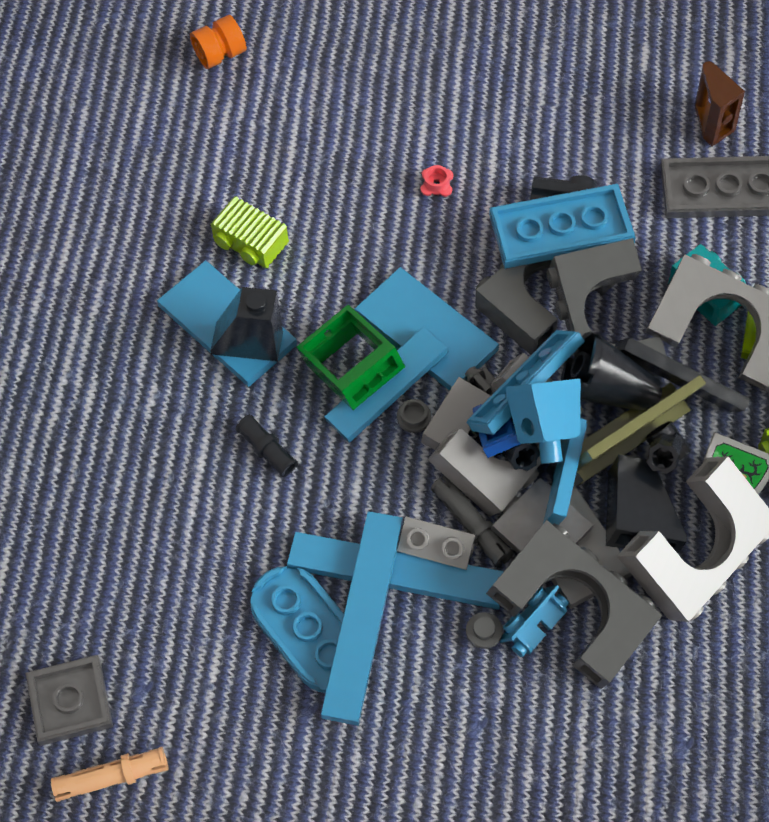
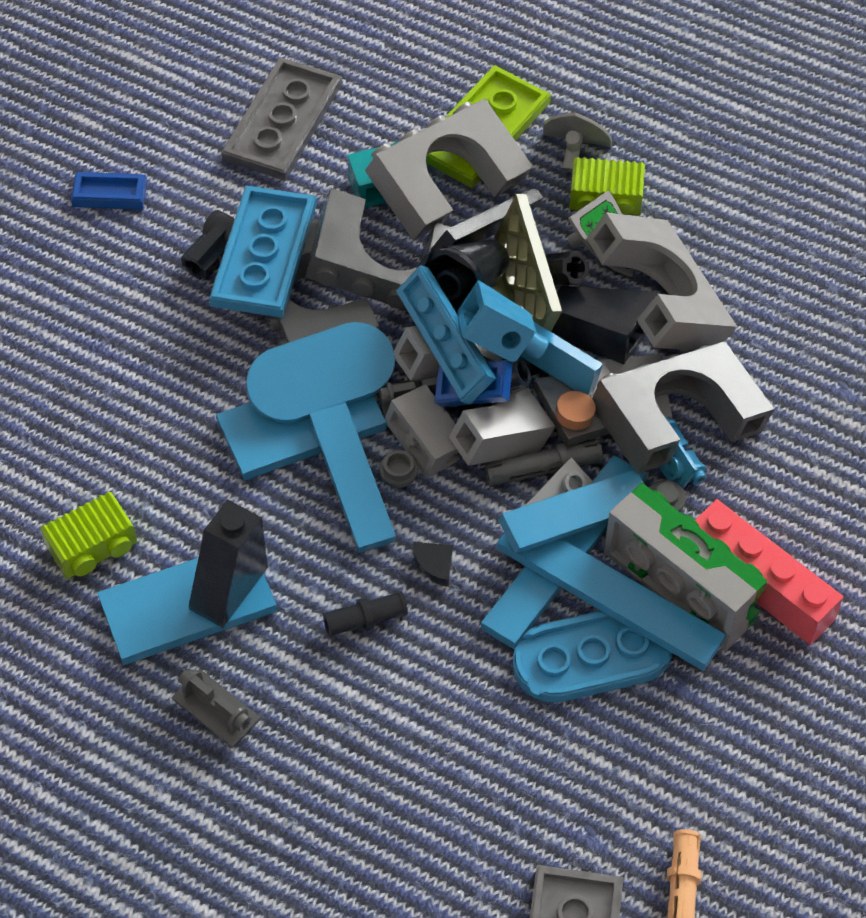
camera: 70 degrees left, 5 degrees down
(145, 378) = (214, 706): none -> dark grey hinge
(339, 477) = (434, 561): none -> black tile
(364, 377) = (296, 461): green window -> none
(406, 663) = (683, 563): none -> light grey piece
(422, 558) = (566, 512): none -> dark azure tile
(436, 174) = (128, 337): coral plate -> none
(439, 734) = (792, 591): none -> coral brick
(466, 317) = (320, 372): none -> dark azure tile
(520, 518) = (575, 410): none -> nougat tile
(581, 102) = (109, 190): none -> blue tile
(726, 98) = (198, 57): reddish brown tile -> none

